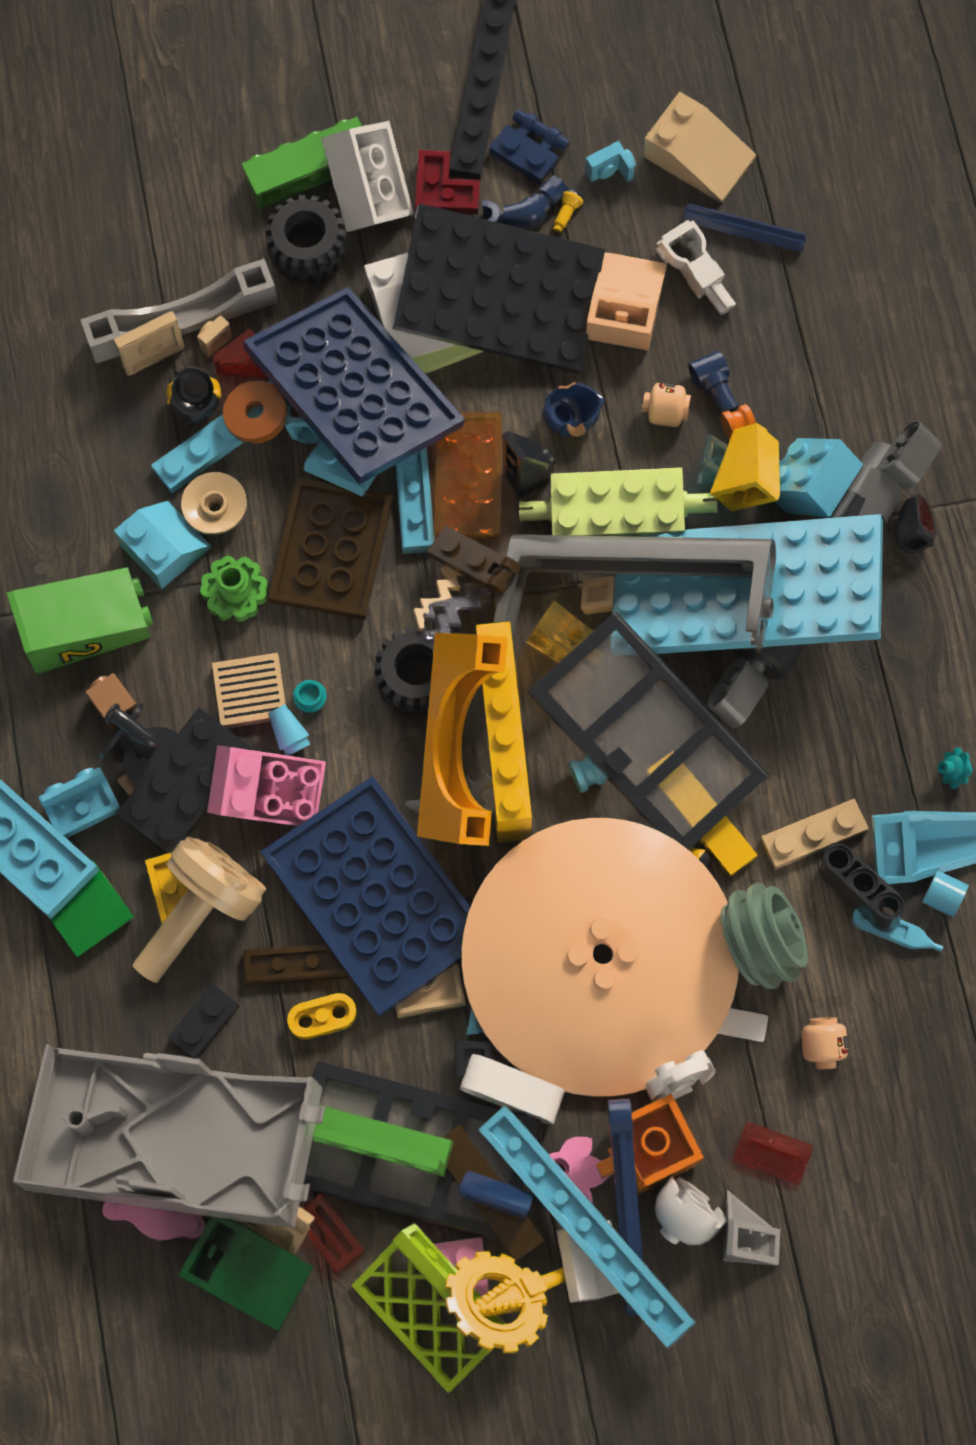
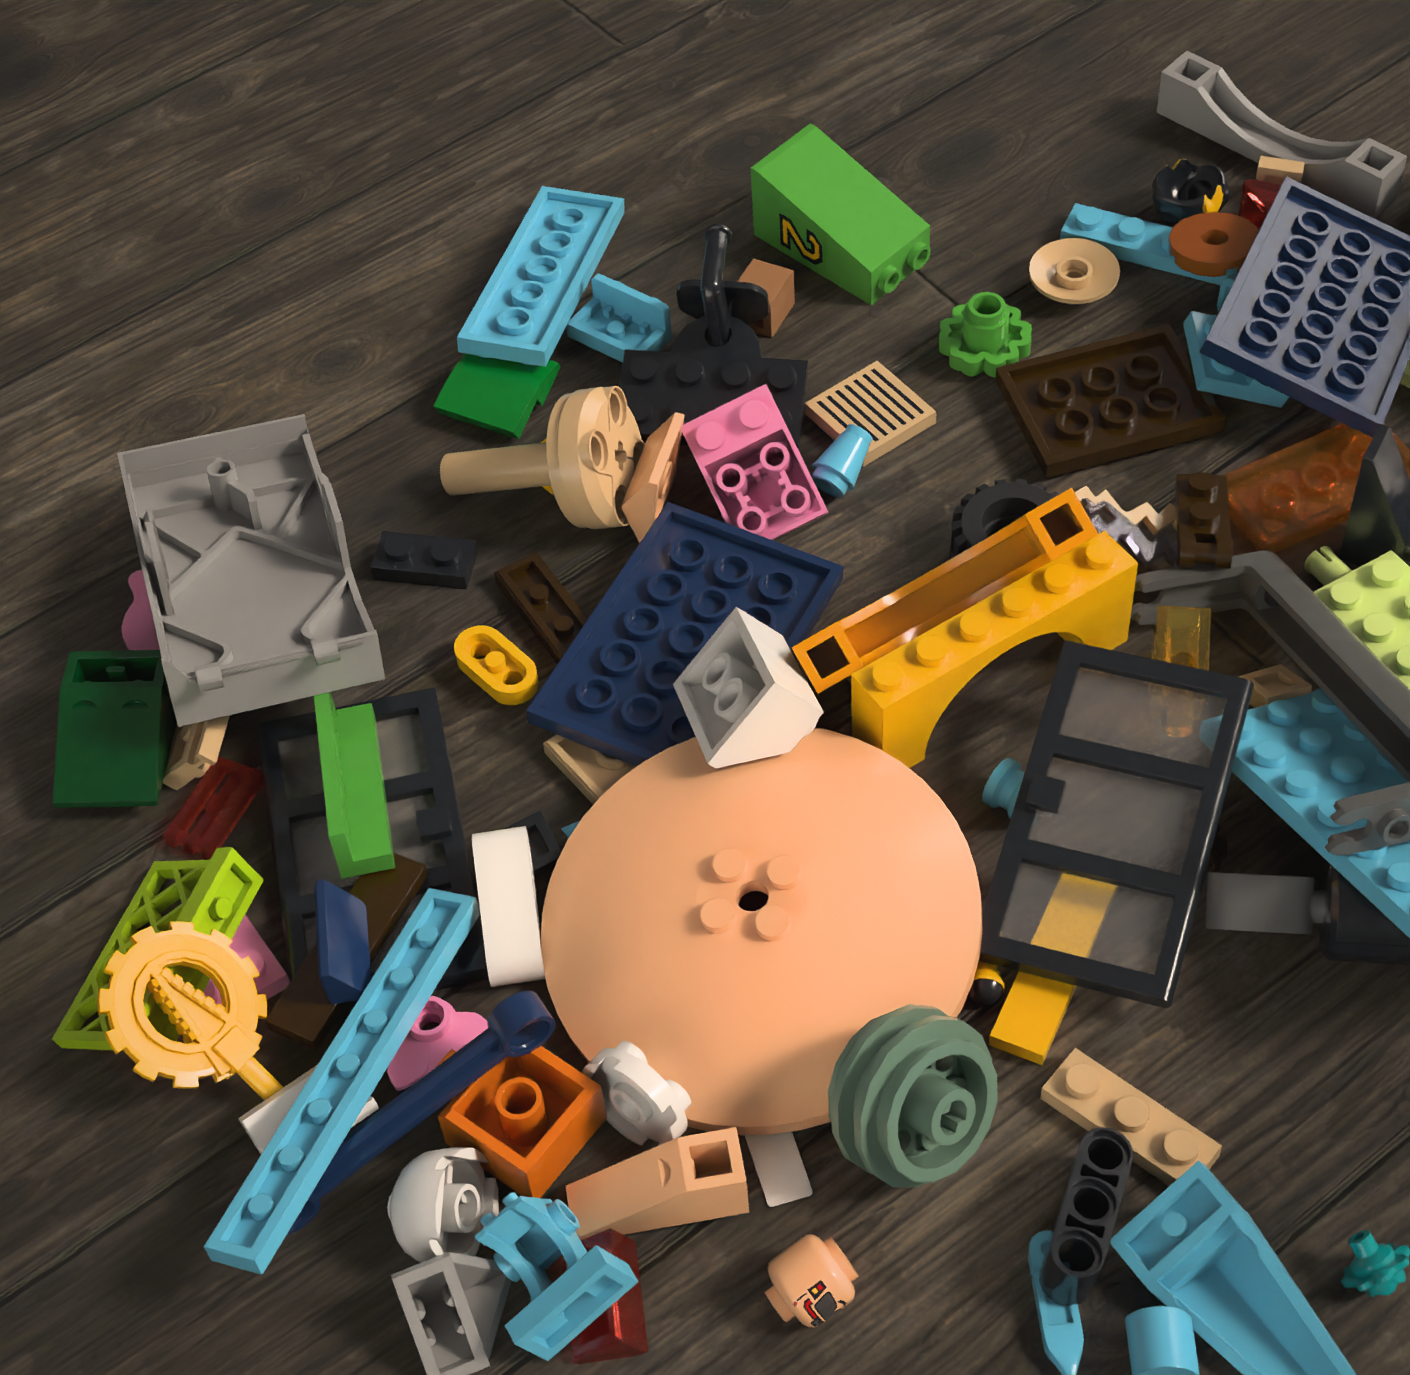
camera: 65 degrees right, 20 degrees down
(149, 343) = (1214, 122): tan tile -> none
(161, 542) = (987, 249): medium azure slope -> none
(243, 848) = (653, 476): none -> light nougat slope
(309, 696) = (905, 466): teal plate -> none
(415, 503) = (1253, 440): medium azure tile -> none
(460, 885) = (746, 694): none -> white slope
(725, 1177) = (526, 1242): none -> medium azure tile
(734, 1094) = (664, 1187): none -> light nougat slope

